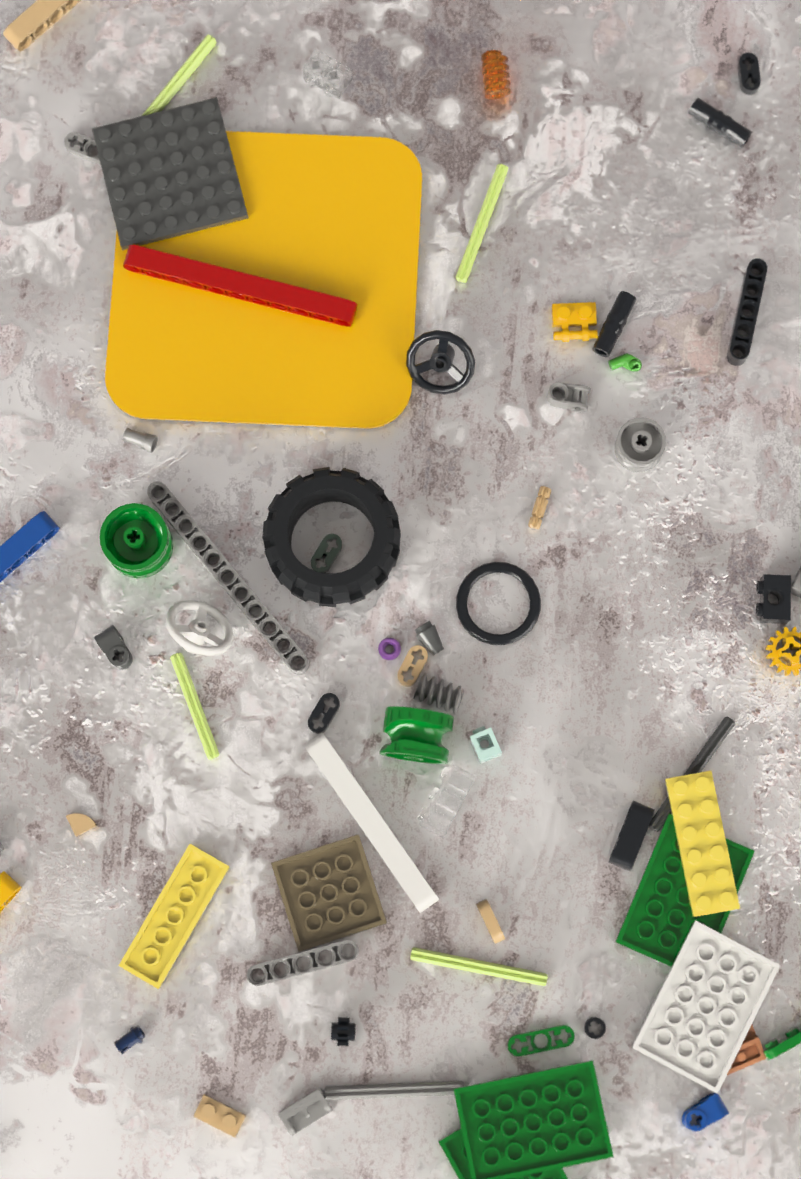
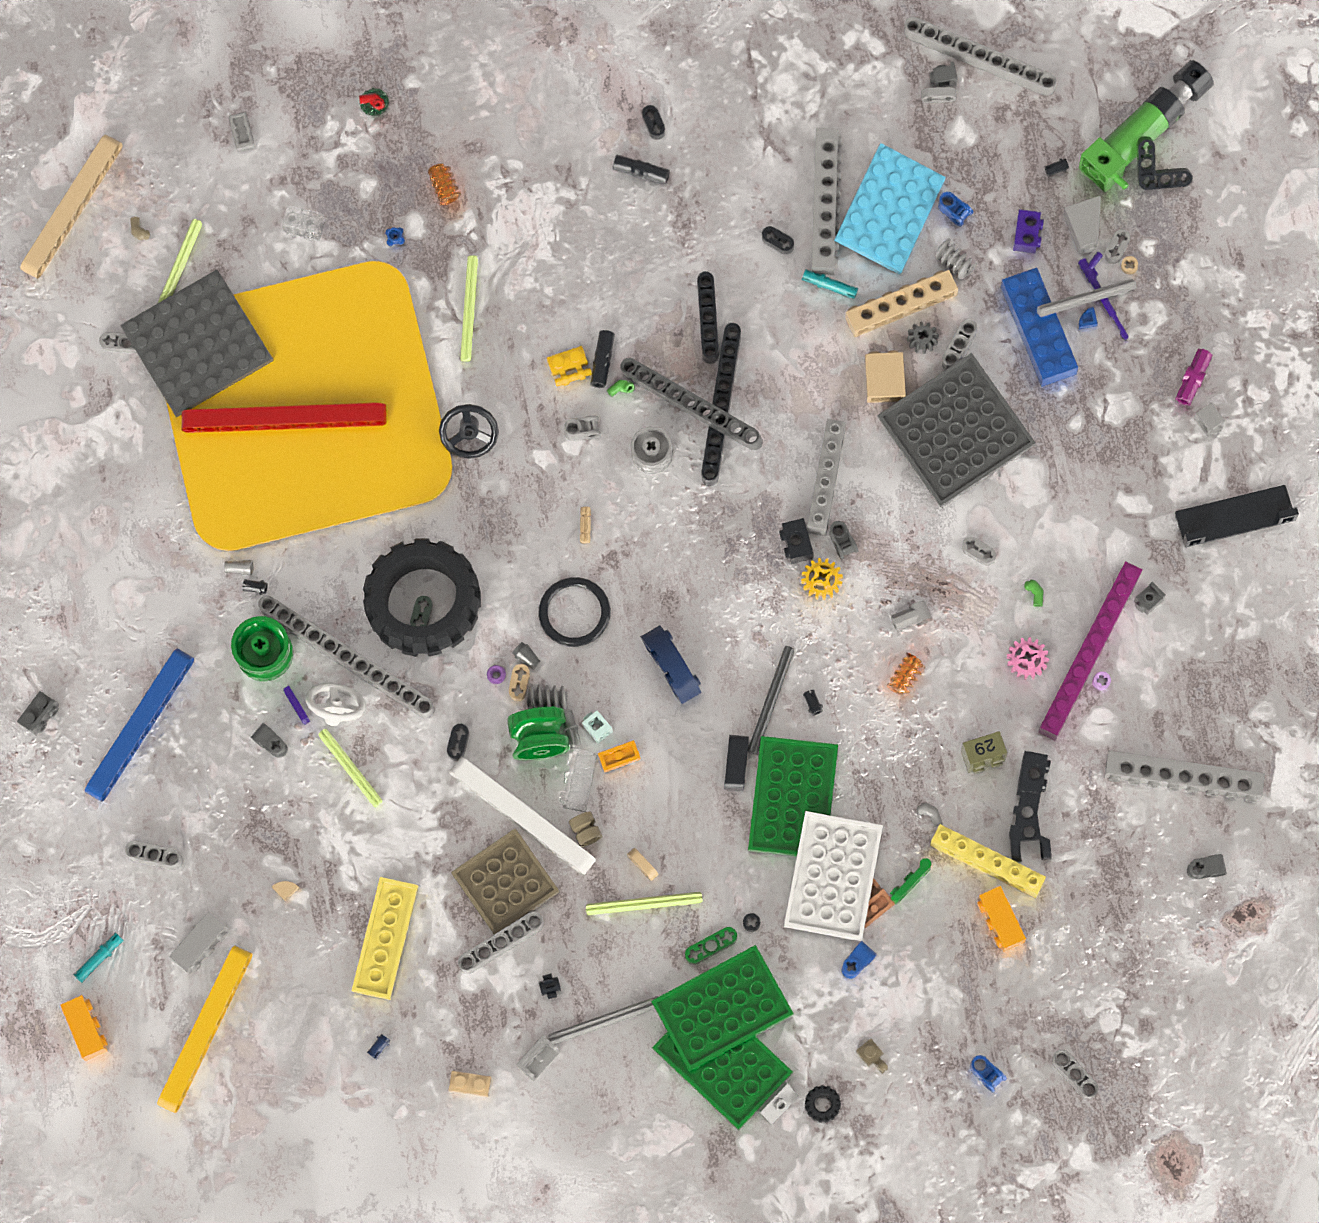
camera: 15 degrees left, 5 degrees down
(143, 30) = (138, 231): none -> dark tan arm
(152, 467) = (255, 586): none -> black pin
(156, 616) = (296, 705): none -> dark purple tile
(419, 113) = (392, 232): none -> blue plate
(437, 860) = (584, 827): none -> dark tan wheel
(455, 739) = (571, 729): none -> light grey axle
(500, 786) = (619, 756): none -> light orange plate
(591, 698) = (665, 654): none -> dark blue brick
(702, 843) = (794, 750): light yellow plate -> none
(703, 415) = (697, 409): none -> dark grey beam
(736, 405) = (724, 395): none -> black beam
(739, 792) = (814, 706): none -> black pin

